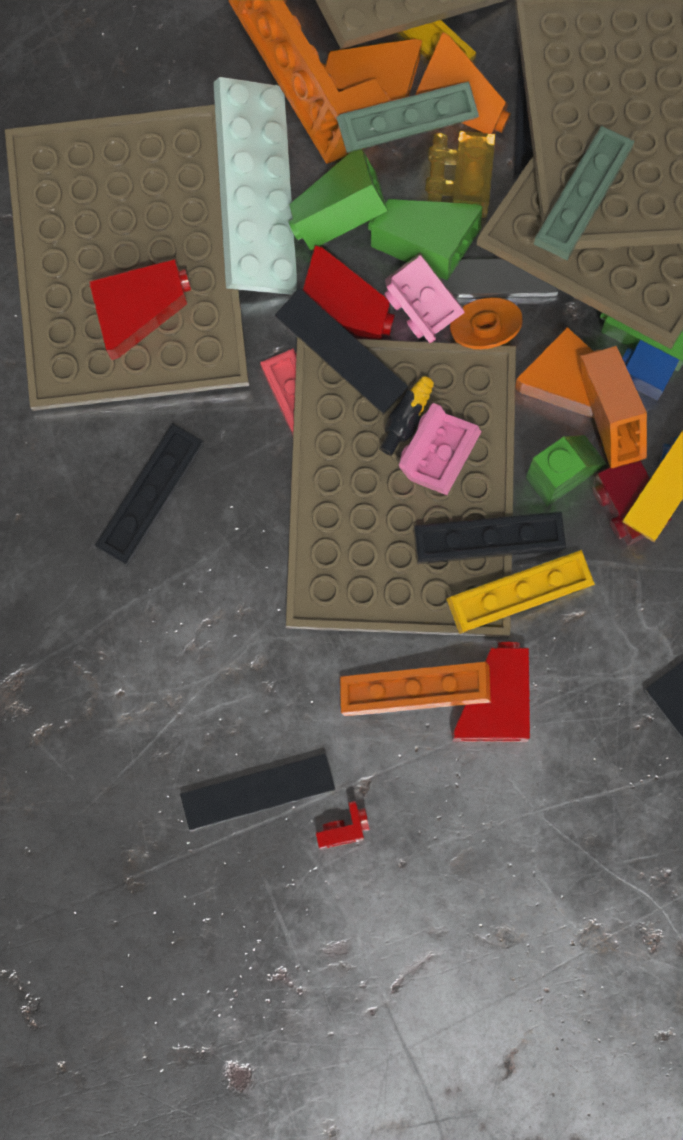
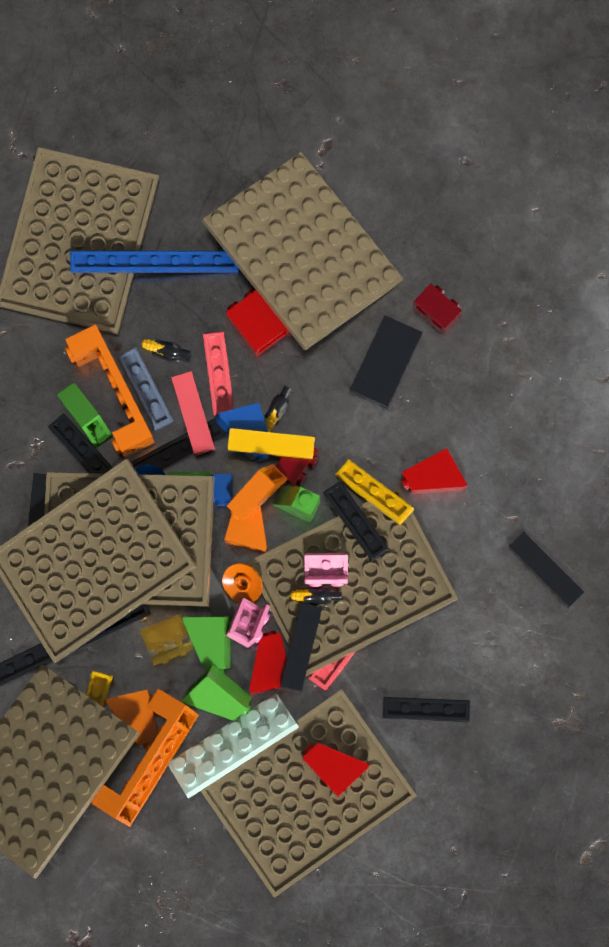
camera: 120 degrees left, 0 degrees up
(338, 834) = (544, 518): red bracket -> none
(407, 117) = (159, 677): sand green tile -> none
(415, 689) = (453, 517): orange plate -> none
(452, 67) = (121, 664): orange slope -> none
(584, 193) = (156, 561): sand green tile -> none

